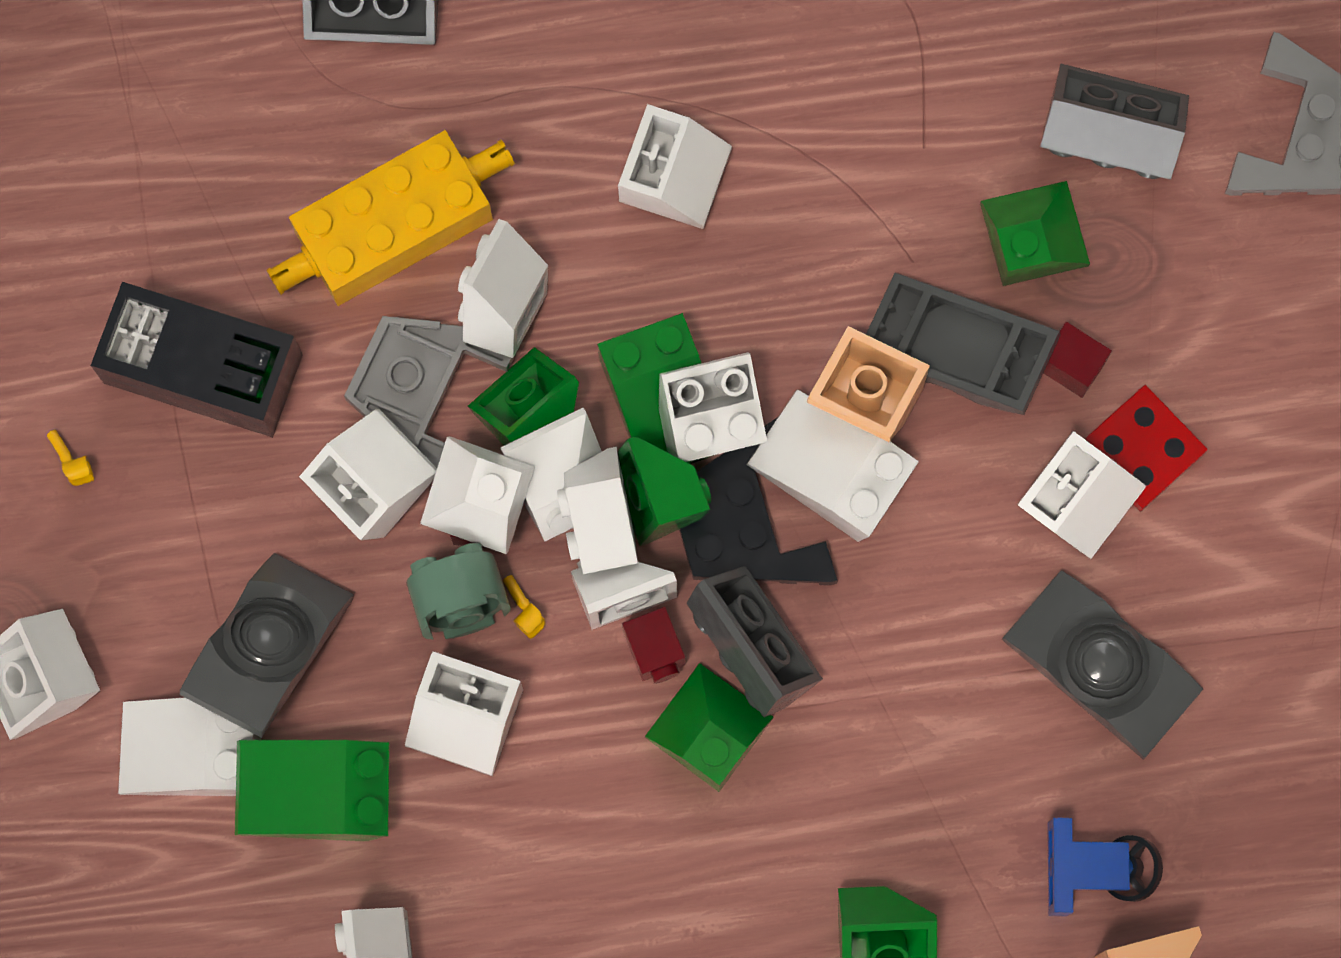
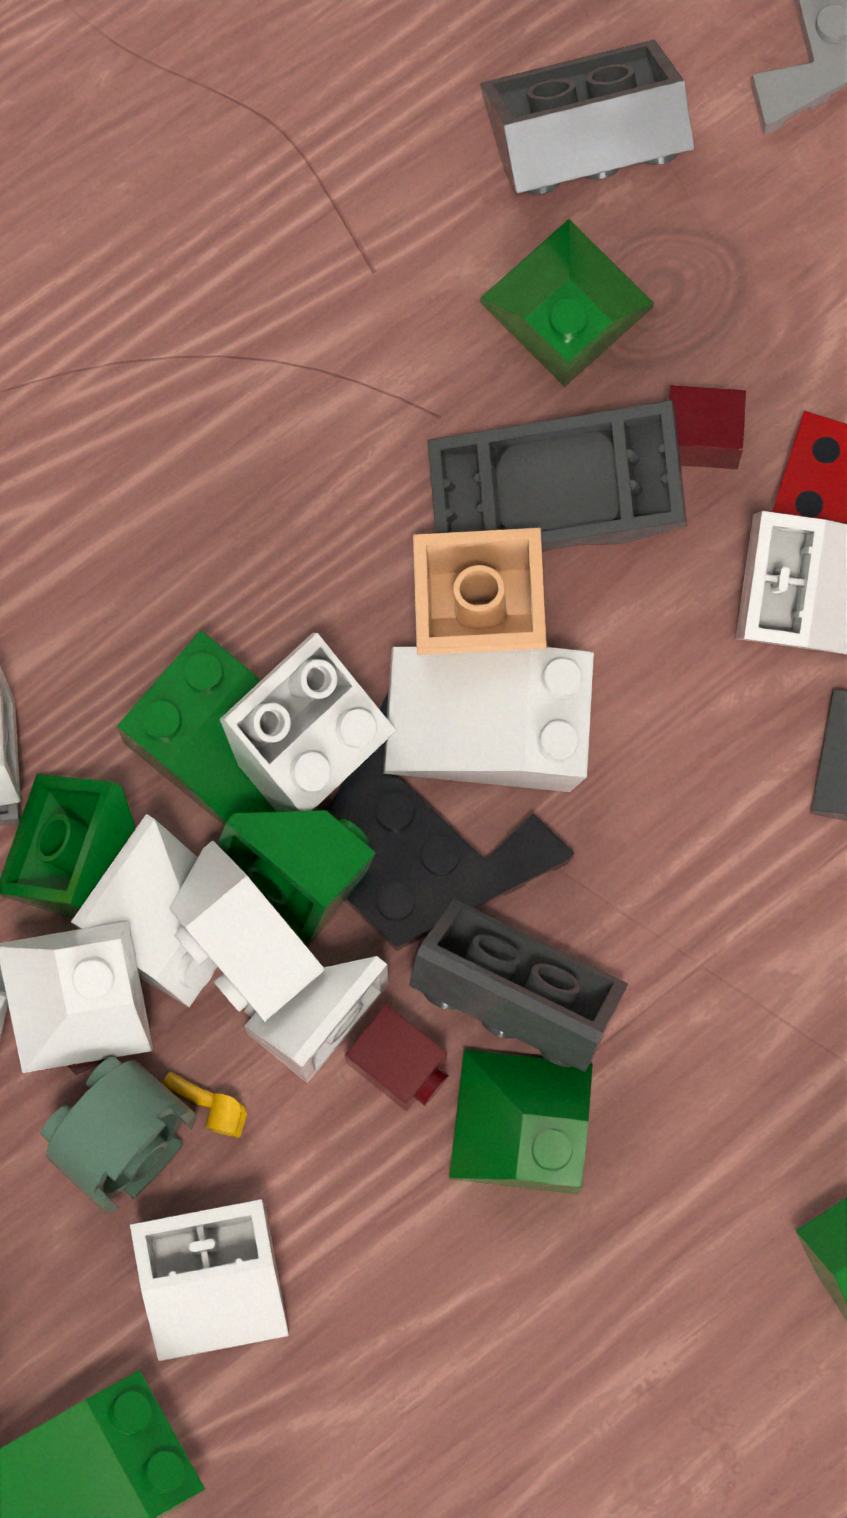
camera: 30 degrees left, 0 degrees up
(673, 167) = (85, 458): white slope -> none

